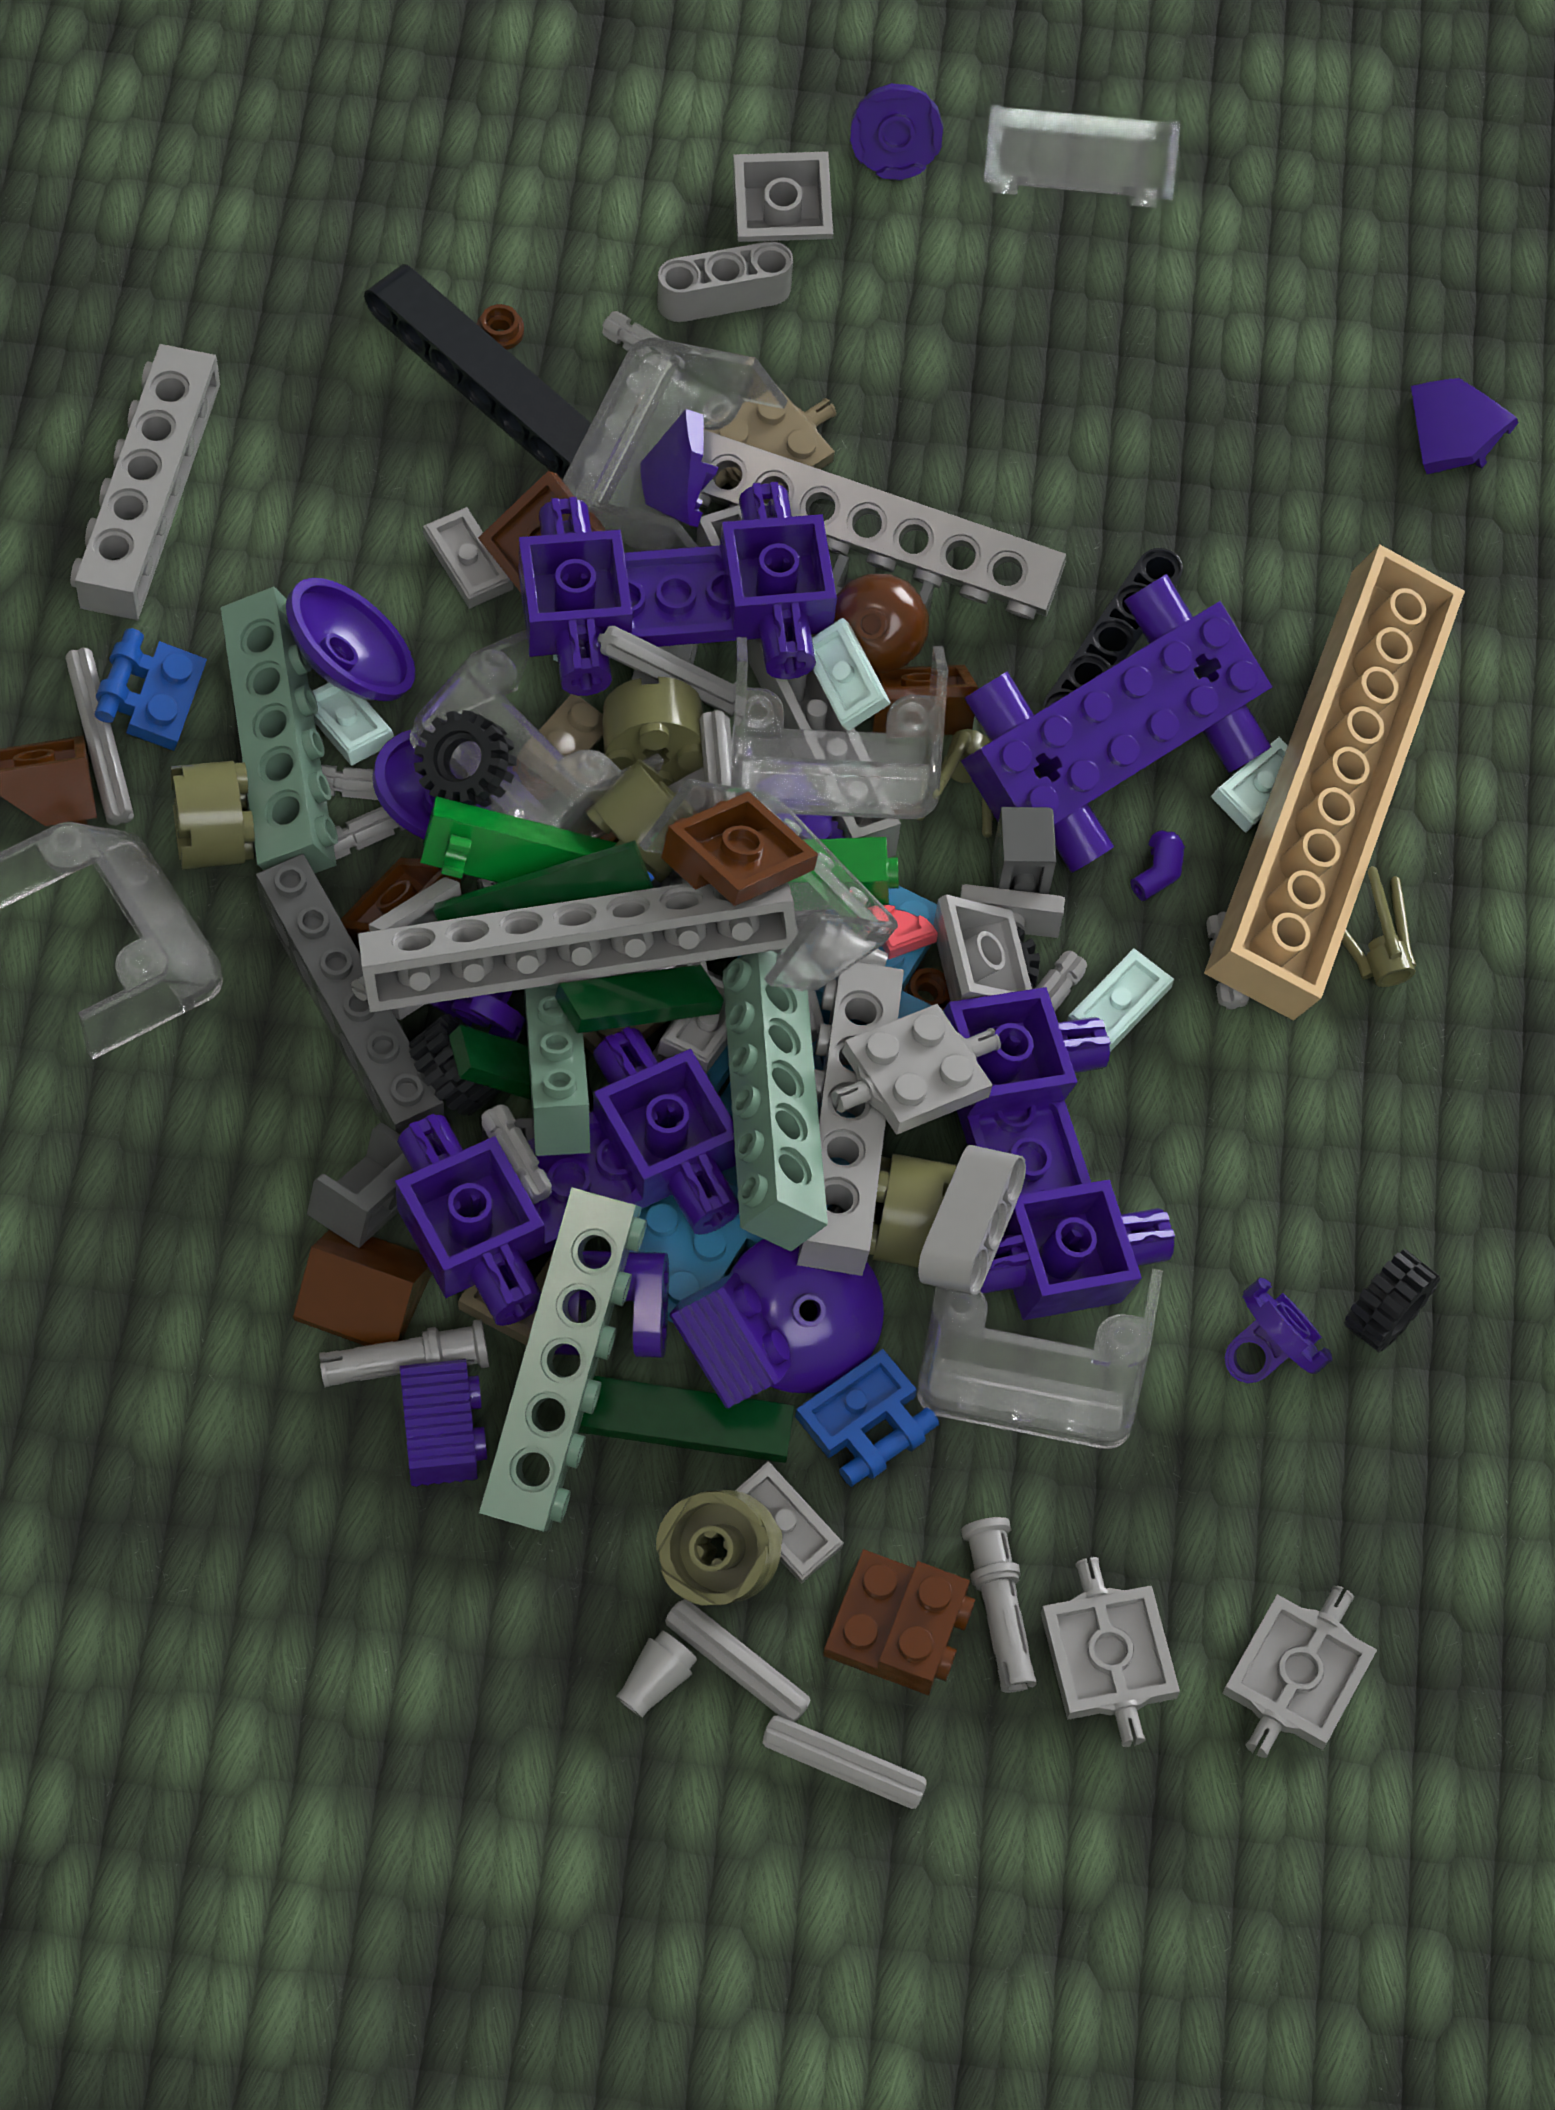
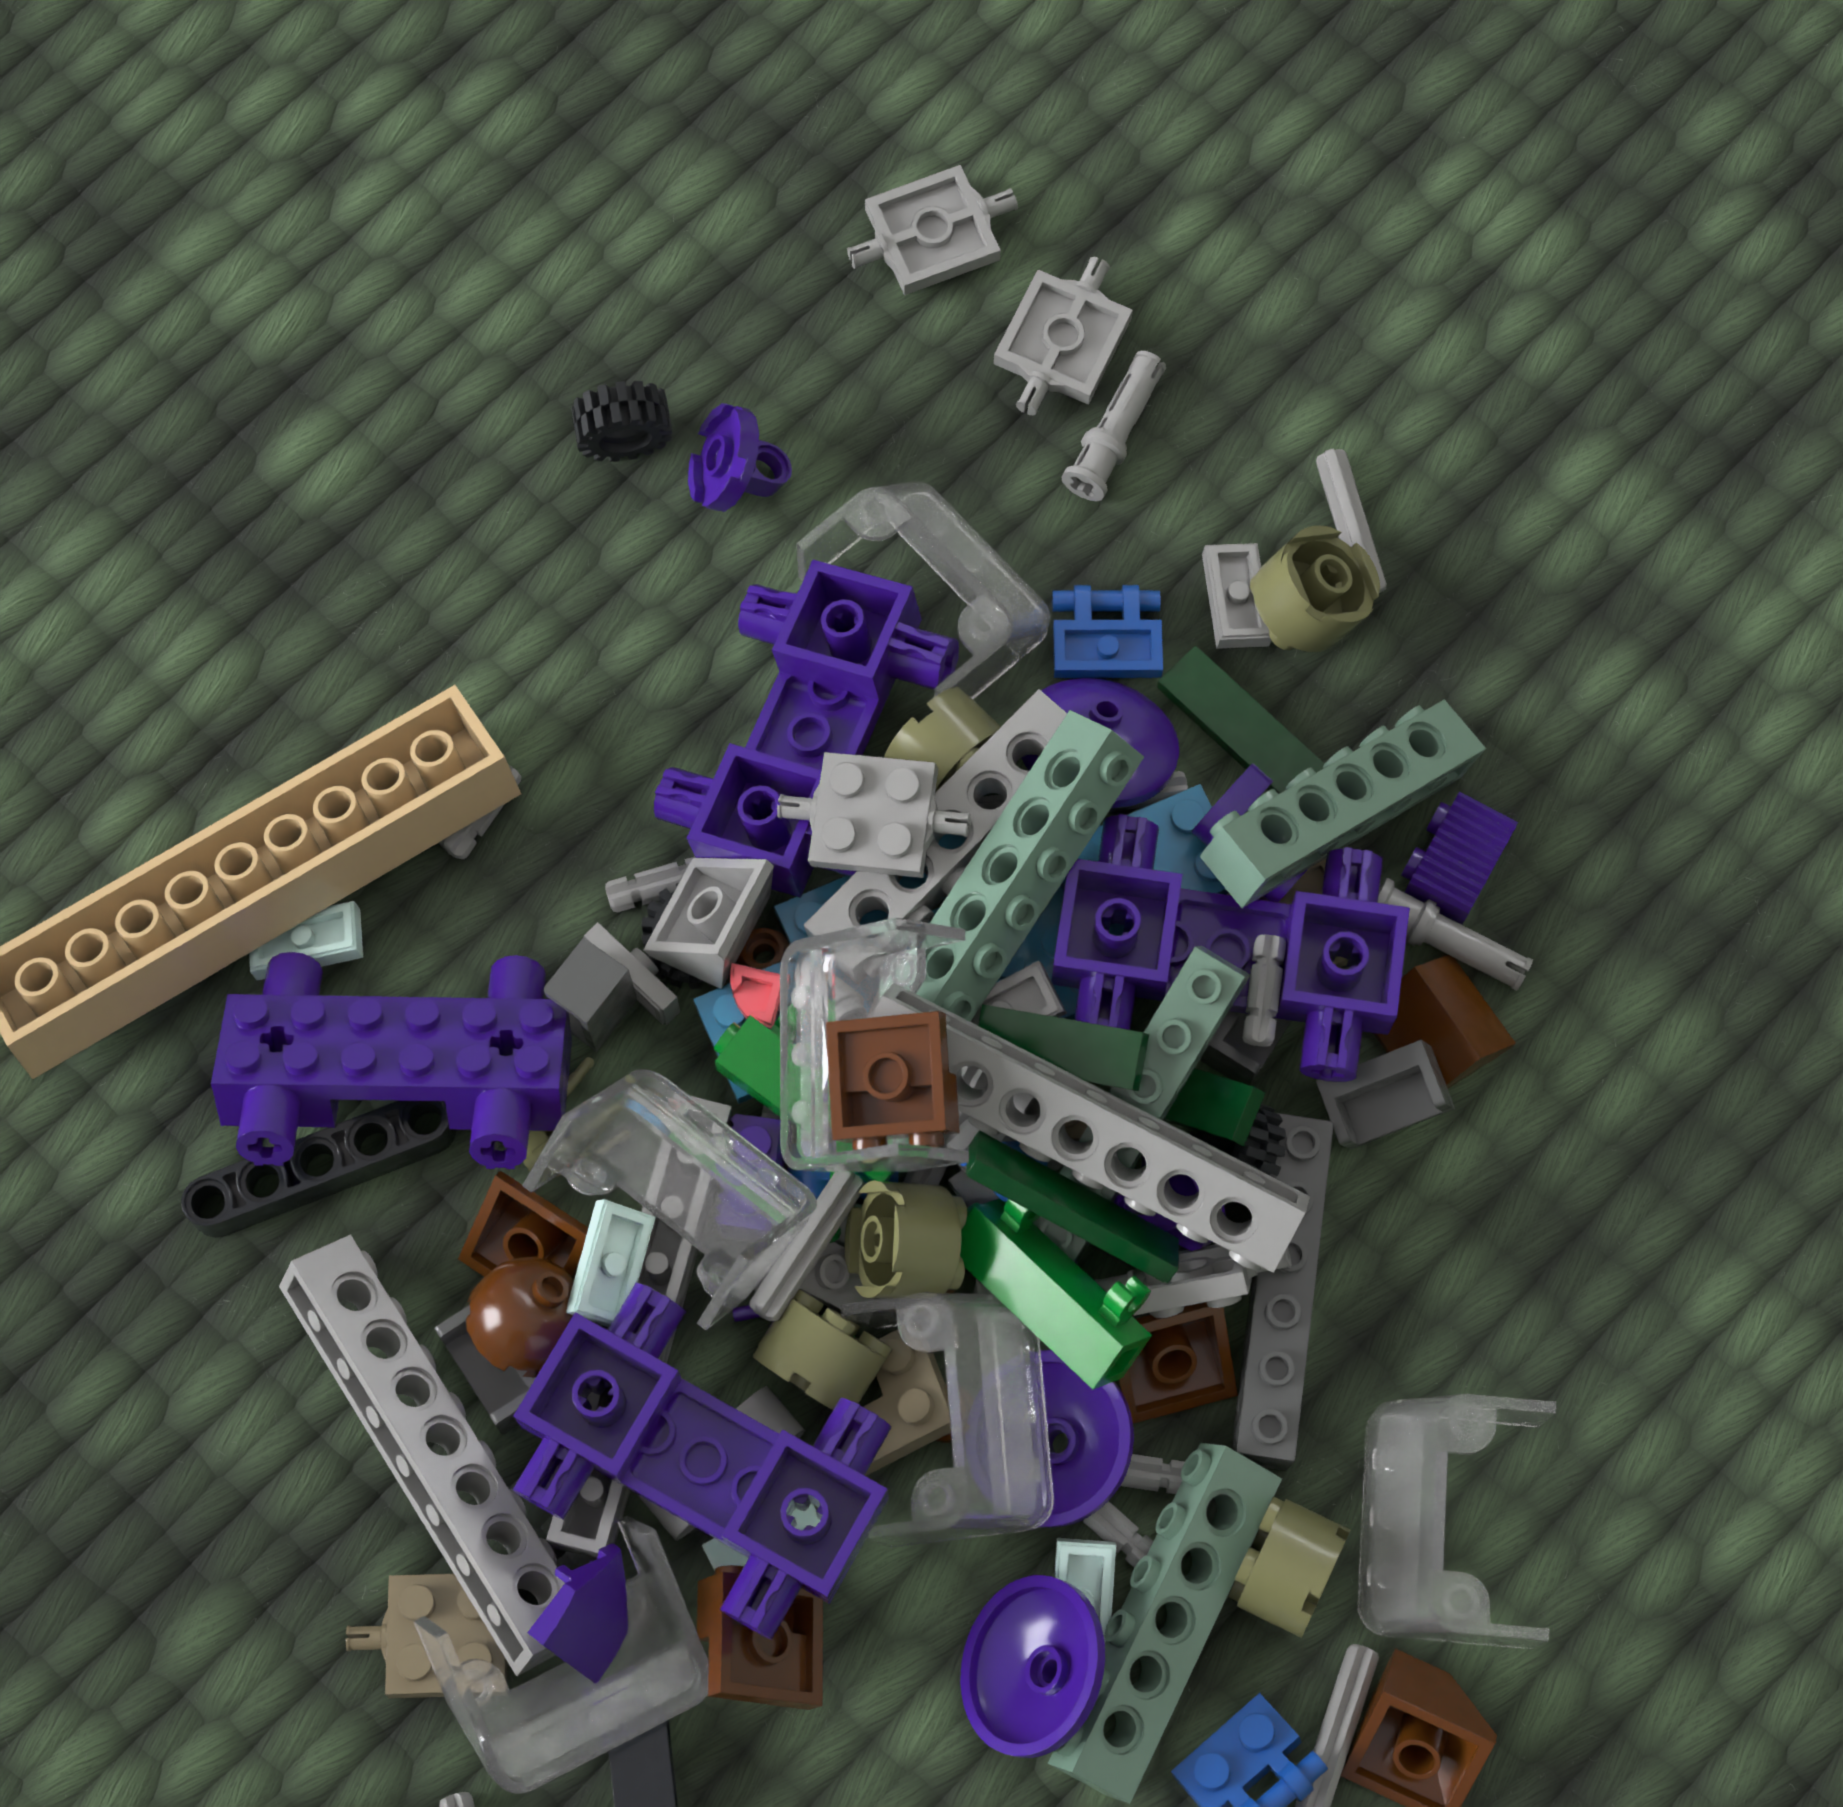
camera: 140 degrees left, 10 degrees up
(446, 739) = (1062, 1410): black tyre -> none
(466, 558) = (836, 1729): light grey plate -> none
(657, 1672) = (1420, 551): light grey cone -> none
(659, 663) = (763, 1390): light grey axle -> none
(732, 1339) = (1187, 734): dark purple brick -> none
(844, 1762) = (1324, 398): light grey axle -> none
(900, 1621) = (1202, 466): reddish brown plate -> none
(972, 1220) = (927, 667): light grey beam -> none
(1125, 995) = (606, 831): light aqua plate -> none
(1166, 867) = (455, 928): dark purple arm -> none
(1389, 955) = (343, 711): olive plant -> none

